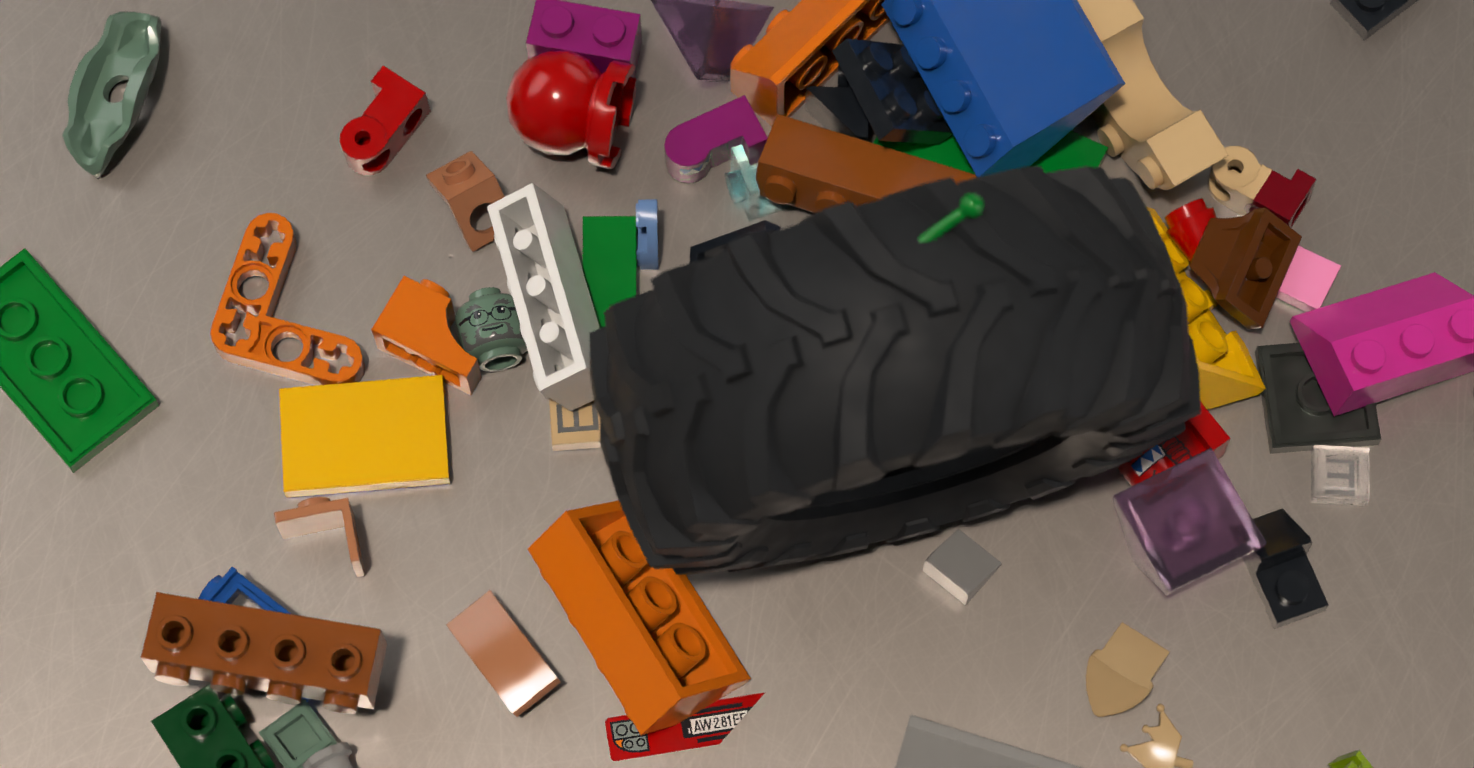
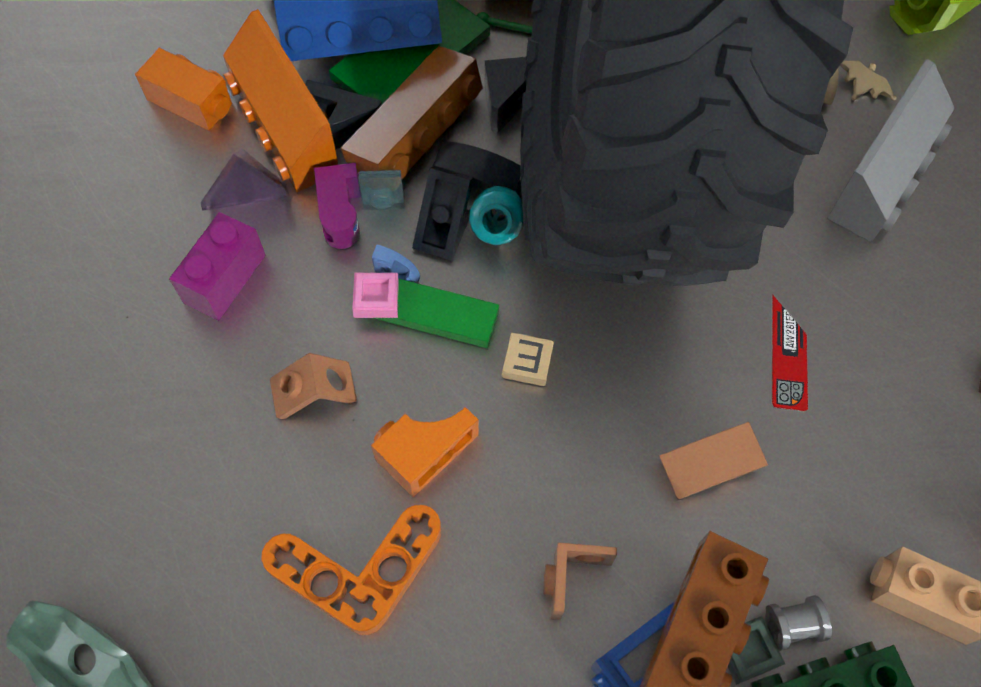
camera: 75 degrees left, 5 degrees down
(364, 436) = (490, 527): yellow tile -> none
(385, 125) = (228, 443): red leg -> none
(490, 329) = (433, 394): sand green head -> none
(547, 292) = (433, 336): white brick -> none
(567, 104) = (271, 284): red tile -> none
(601, 223) = (375, 295): none -> bright pink tile
(636, 620) = (705, 356): orange slope -> none
(891, 92) = (337, 69): black plate -> none

